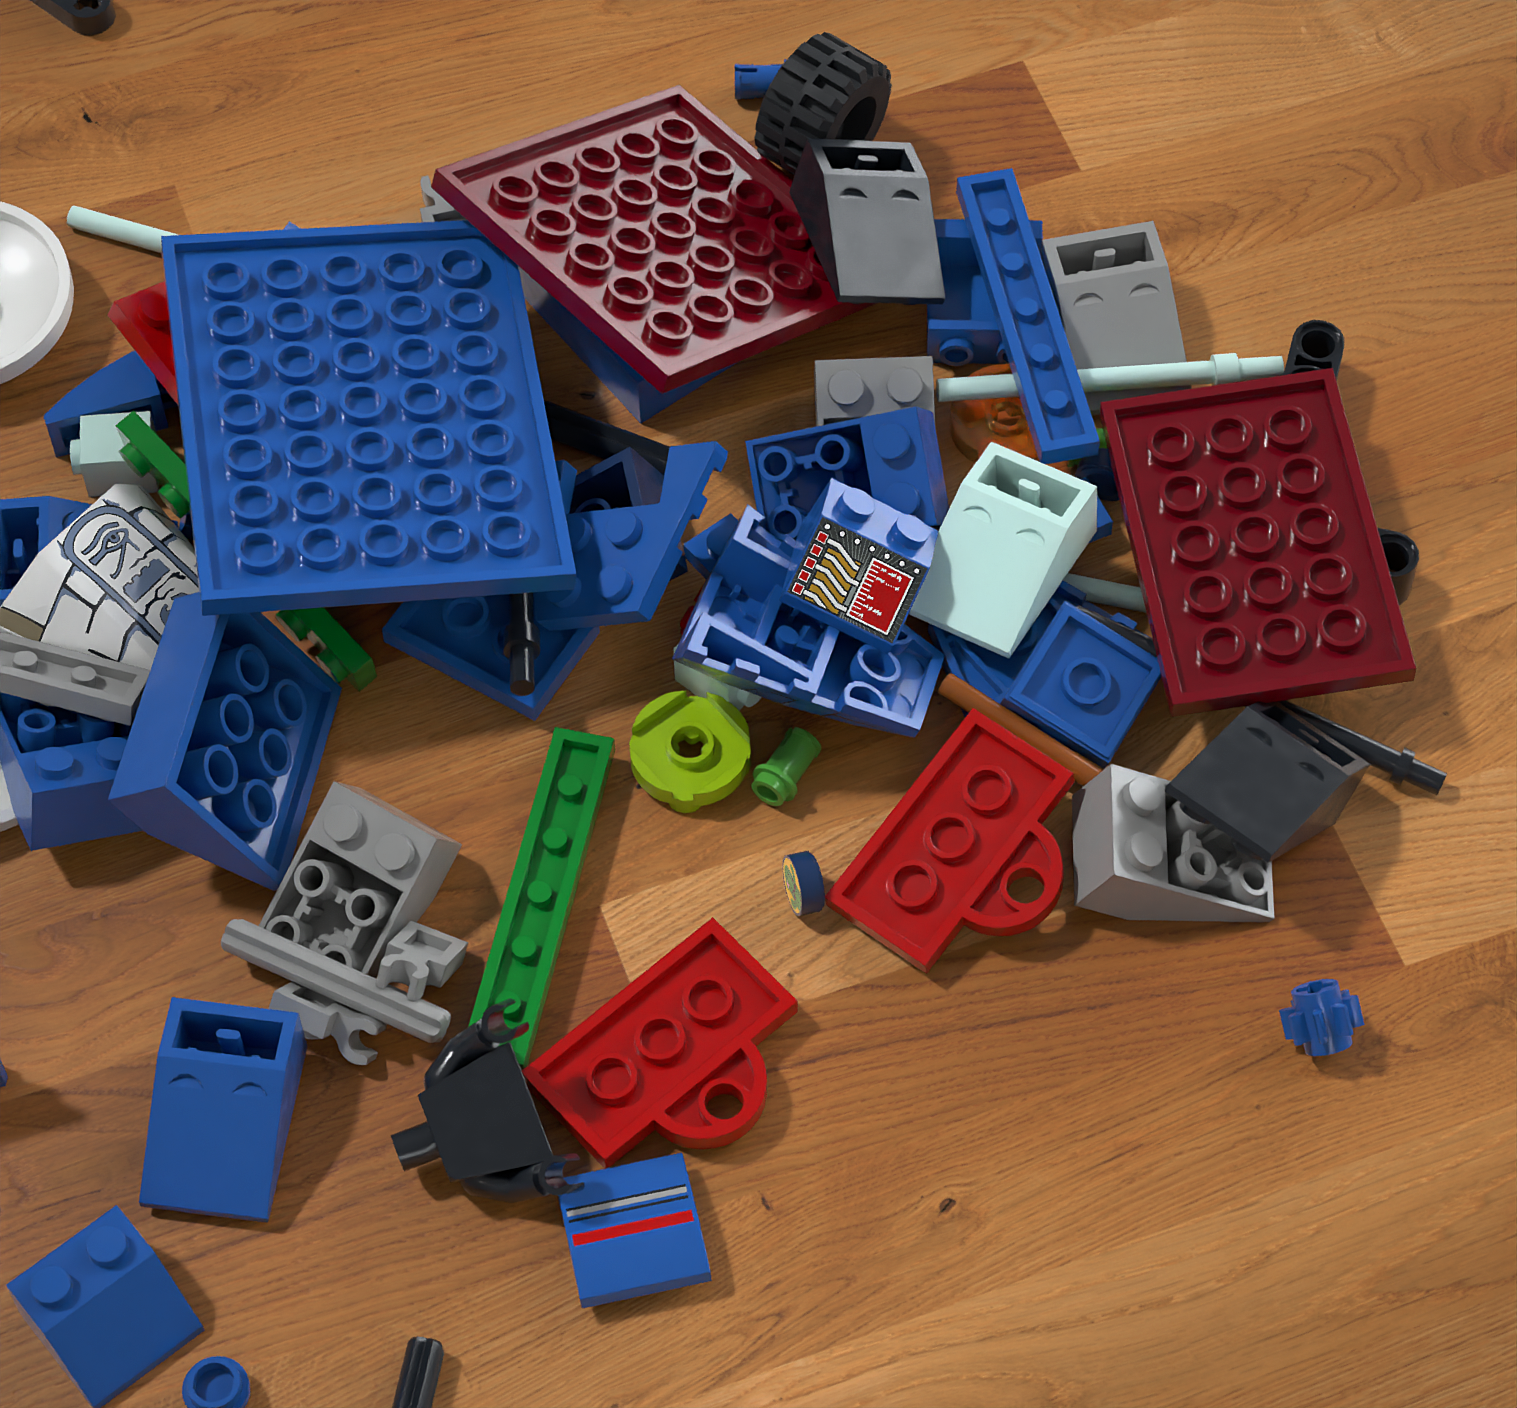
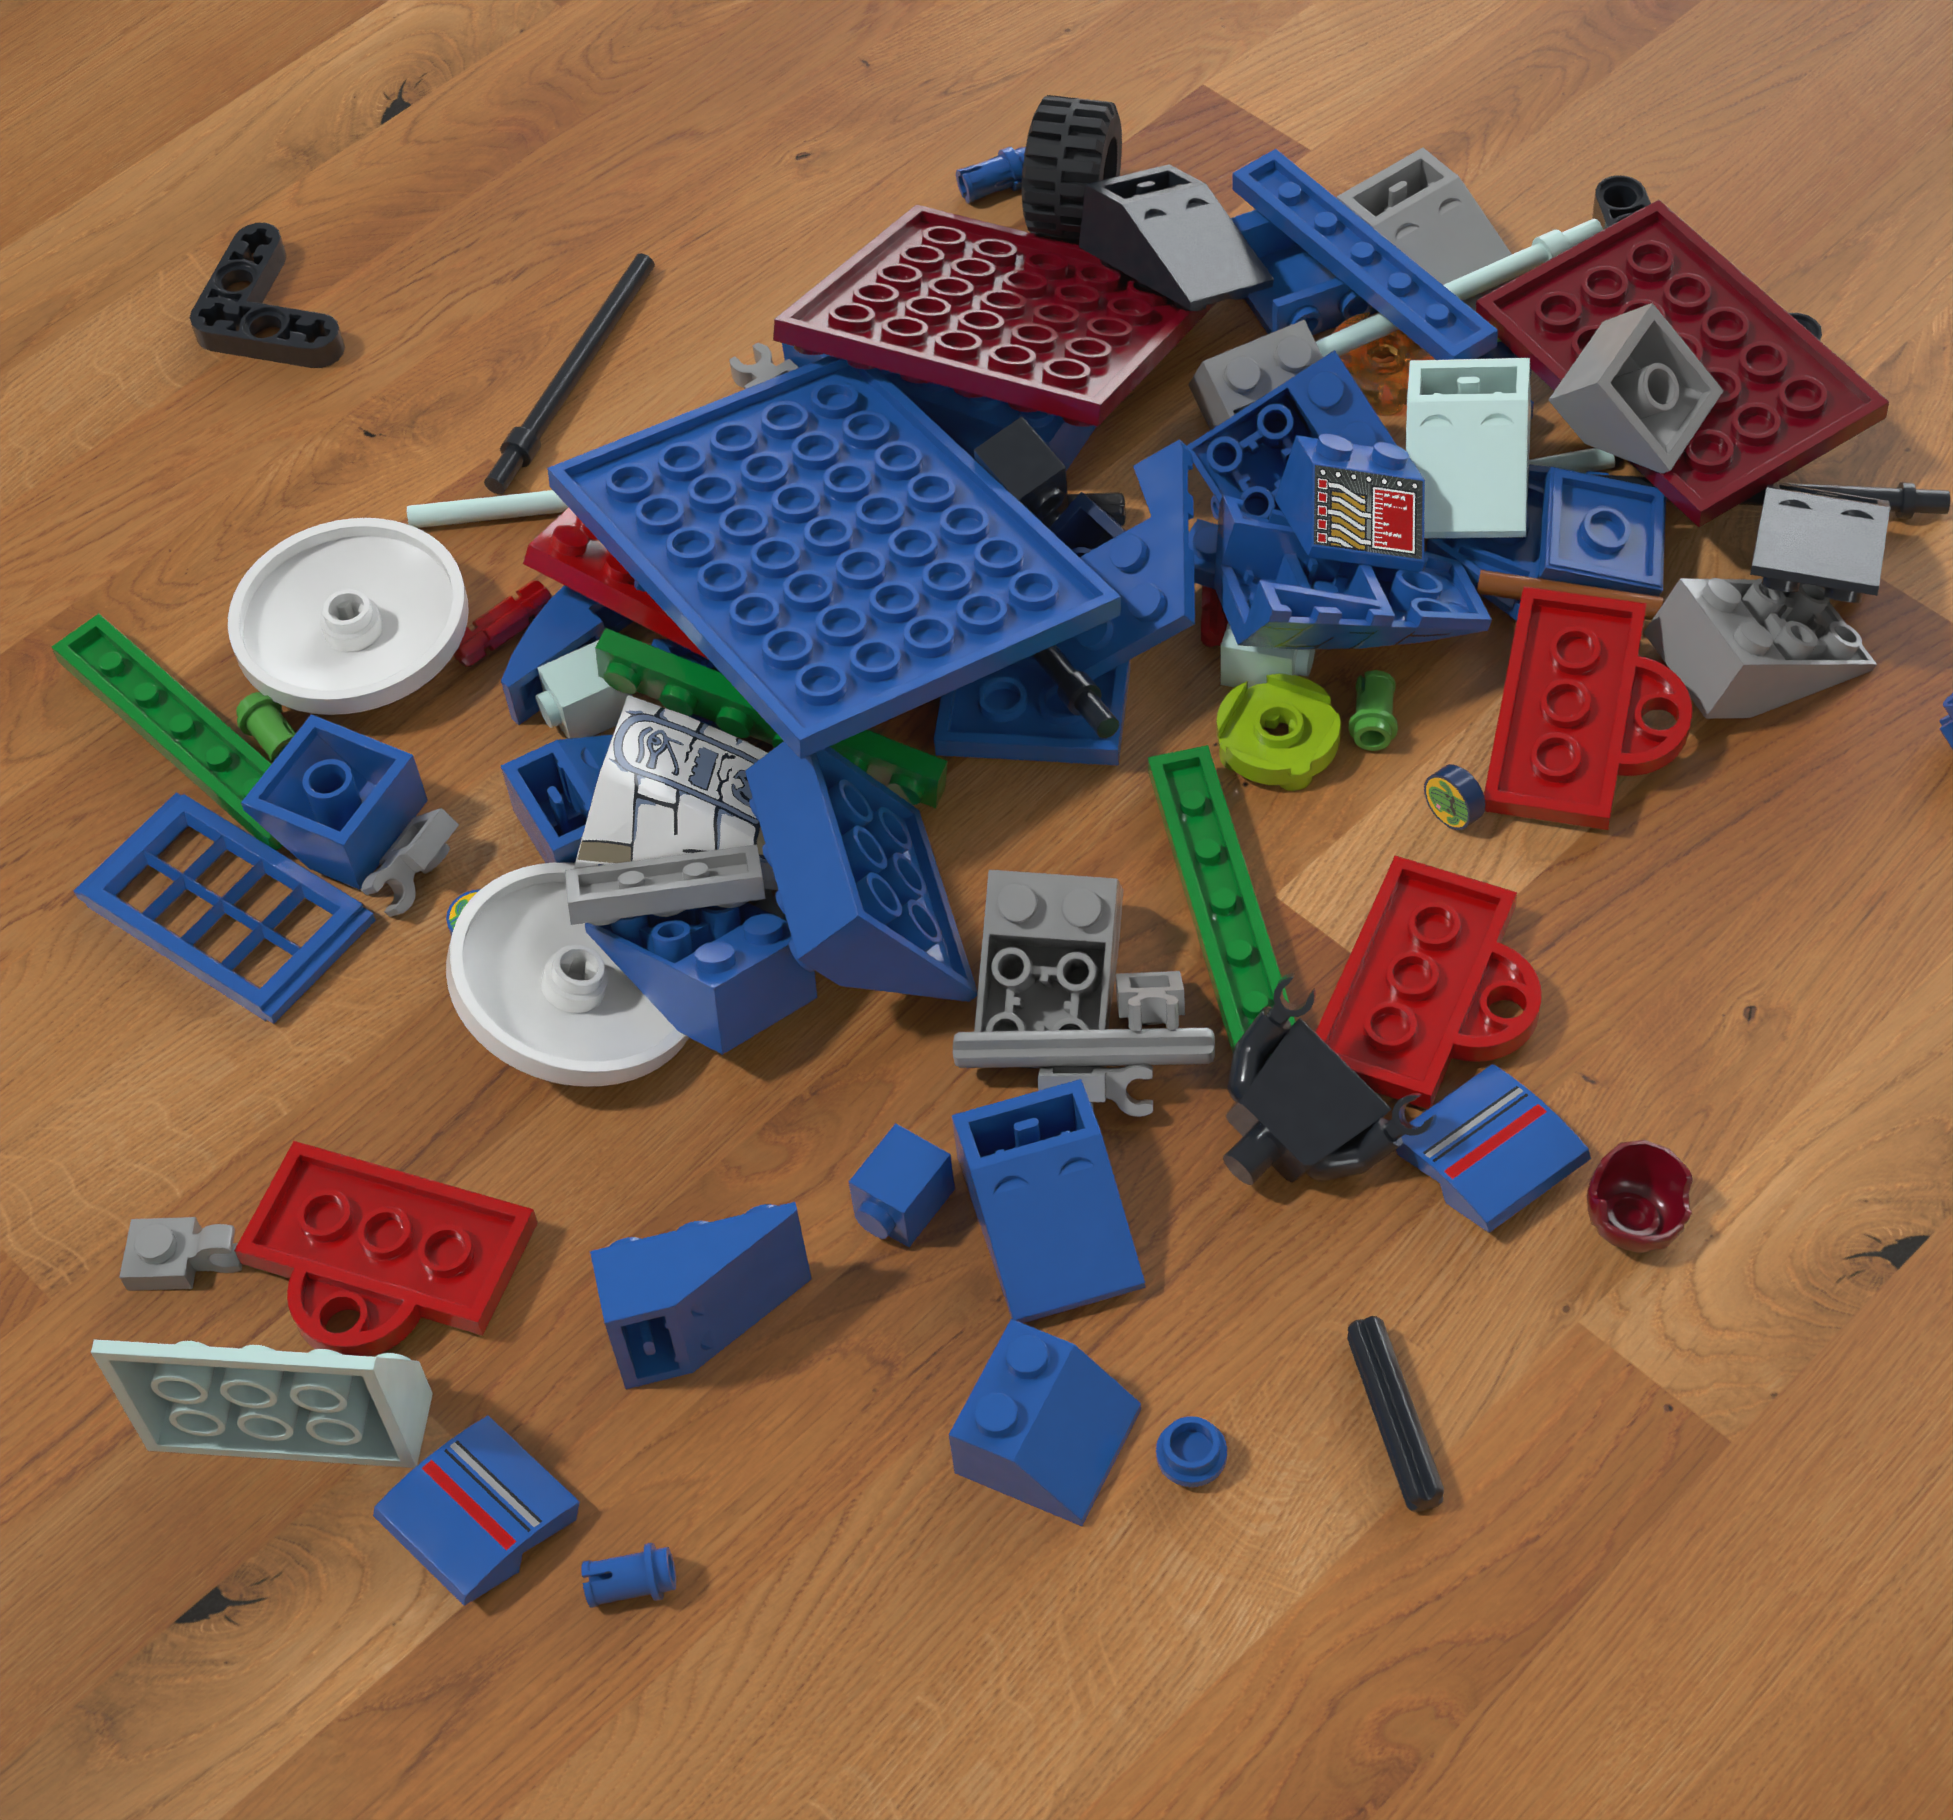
camera: 20 degrees left, 5 degrees down
(82, 356) = (502, 622): none -> red axle
(112, 1038) = (901, 1186): none -> blue brick
(205, 184) = (524, 441): none -> black bar
(580, 413) = (1026, 470): none -> black brick
(723, 1337) = (1640, 1196): none -> dark red hair
(1177, 562) = (1637, 390): none -> light grey slope

